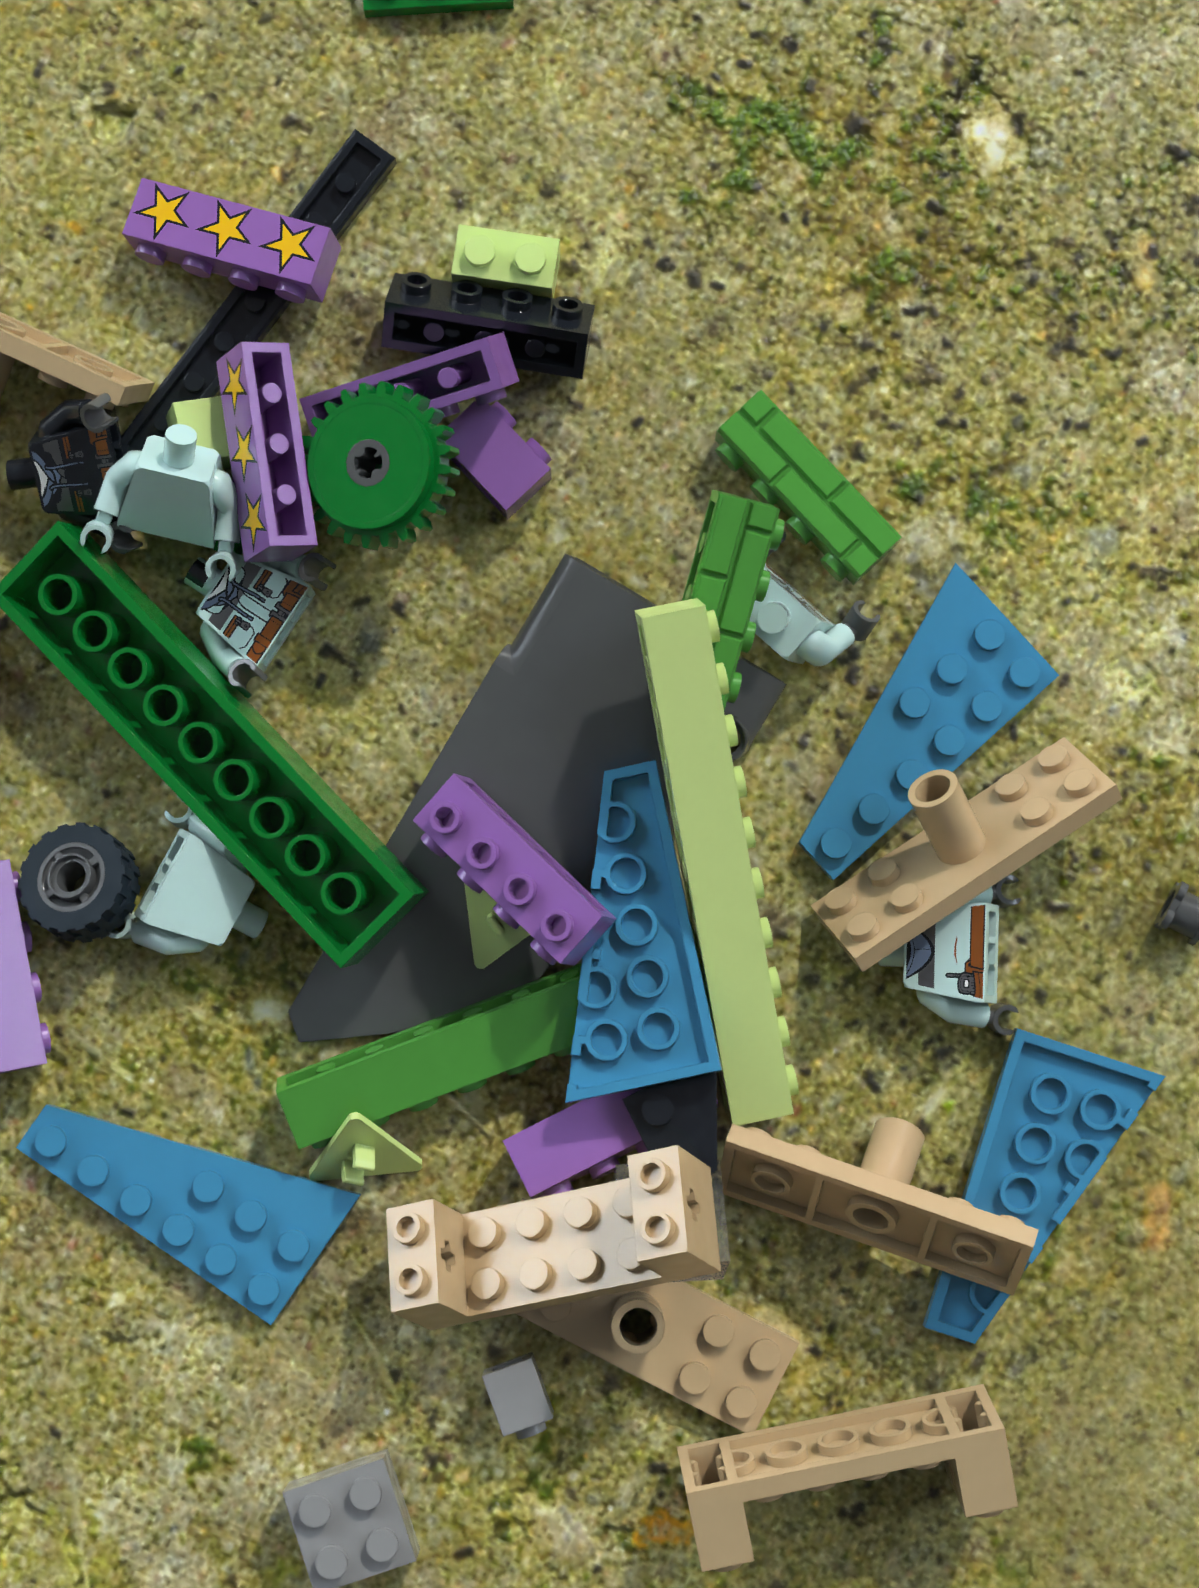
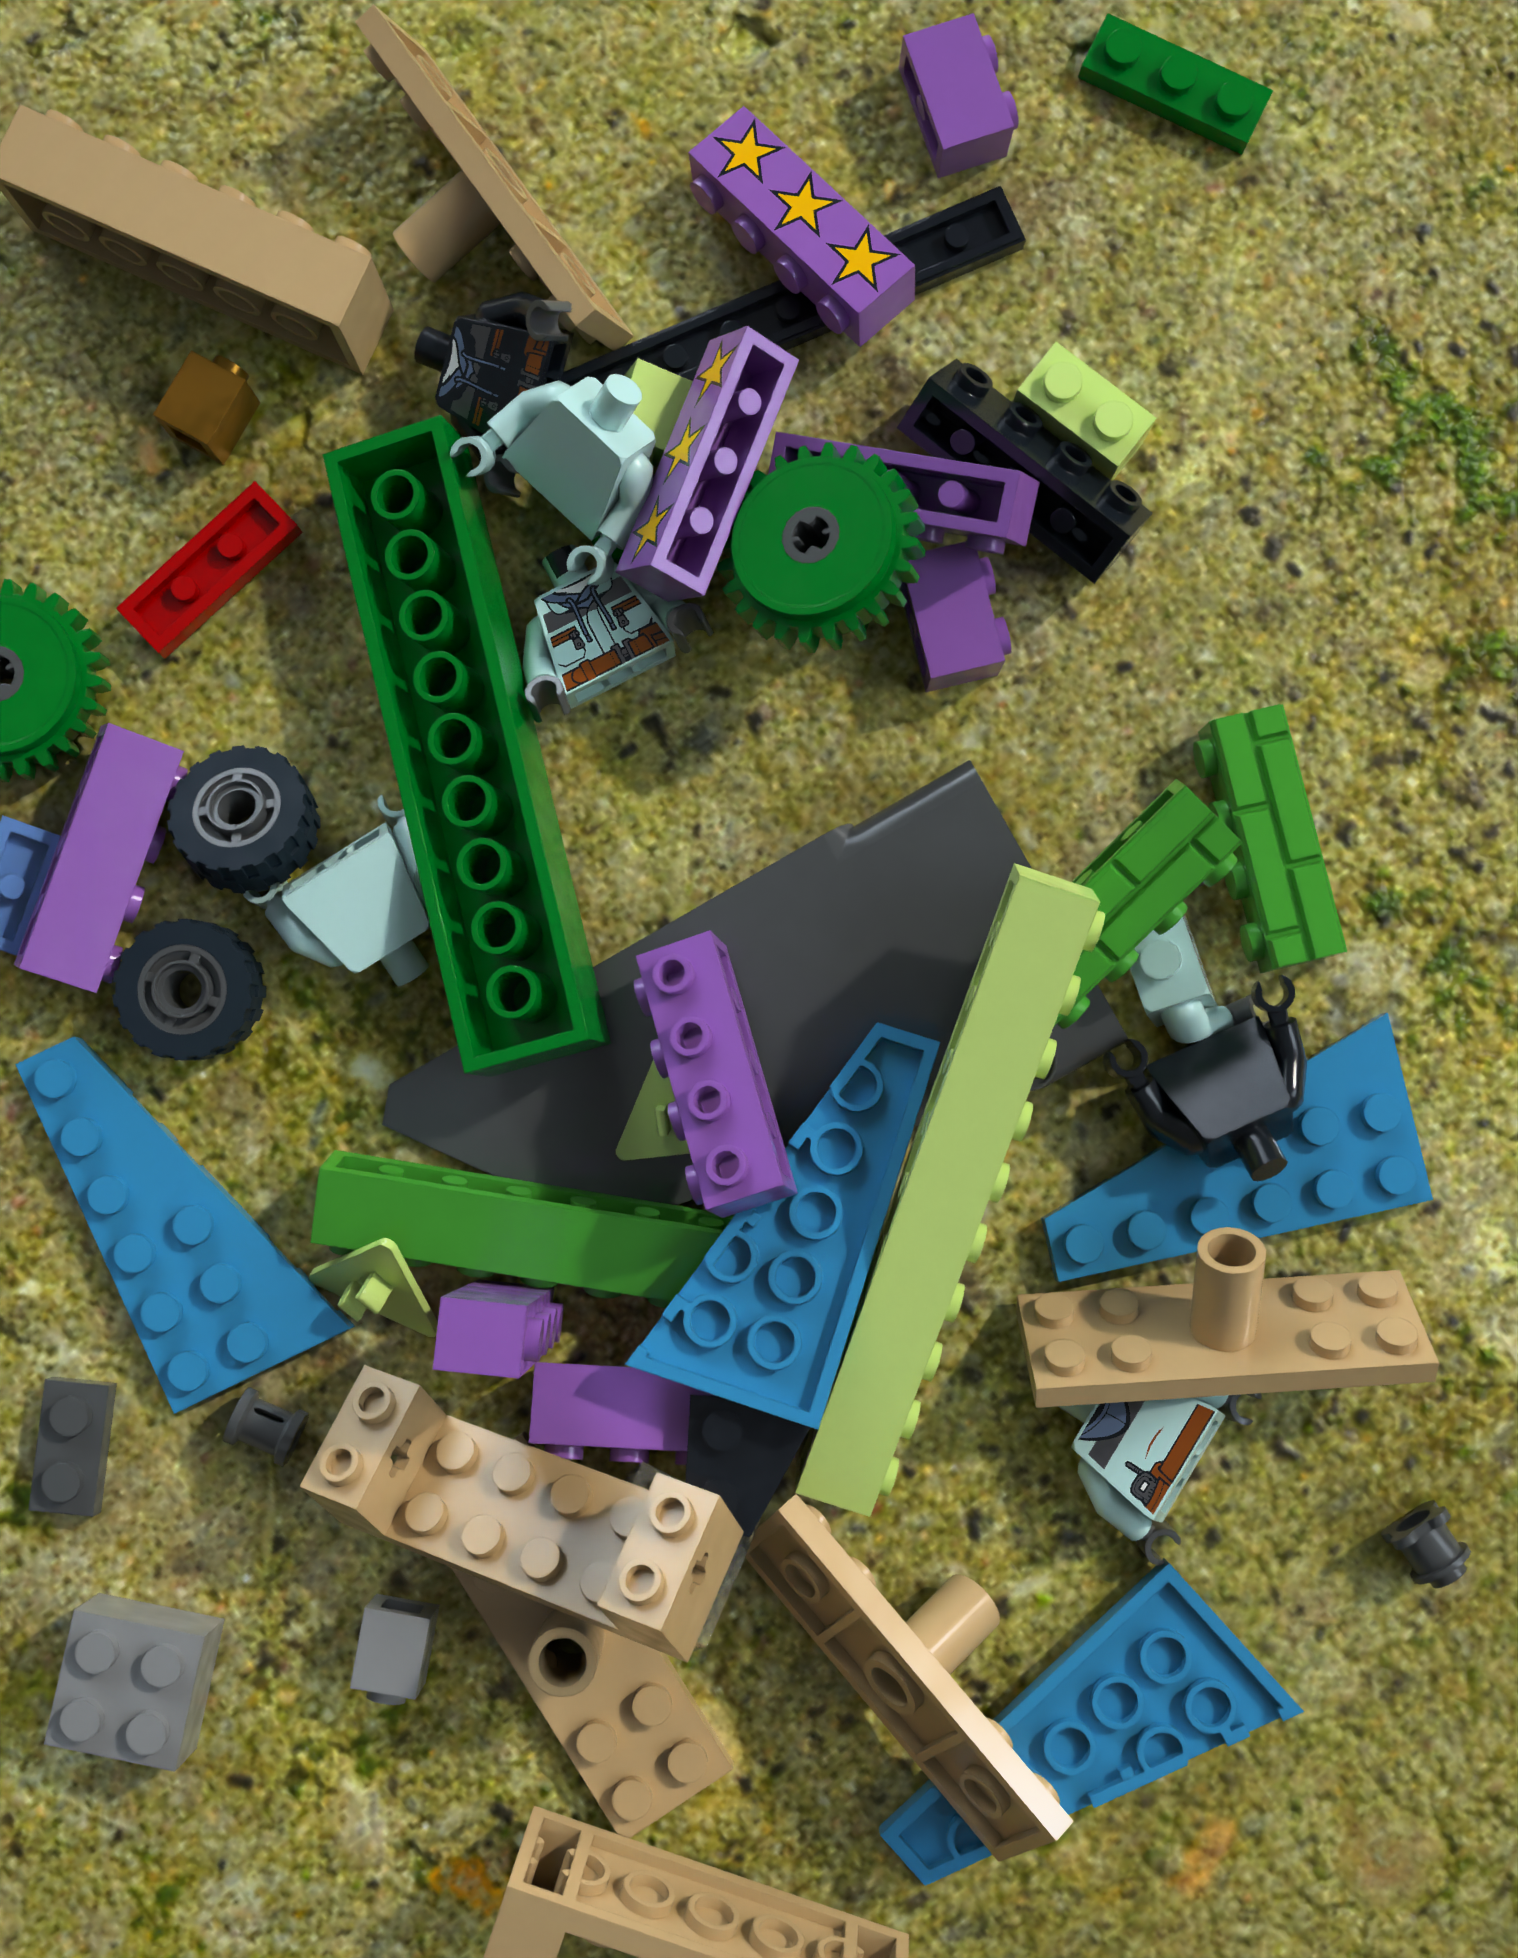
camera: 30 degrees right, 0 degrees up
(77, 1029) = (151, 982): none -> black wheel
(212, 1390) = (72, 1446): none -> dark grey plate
(288, 81) = (957, 95): none -> medium lavender brick
(340, 1296) = (265, 1426): none -> dark grey bush
(464, 1126) = (496, 1328): none -> medium lavender brick
(872, 682) = (1225, 1092): none -> black torso

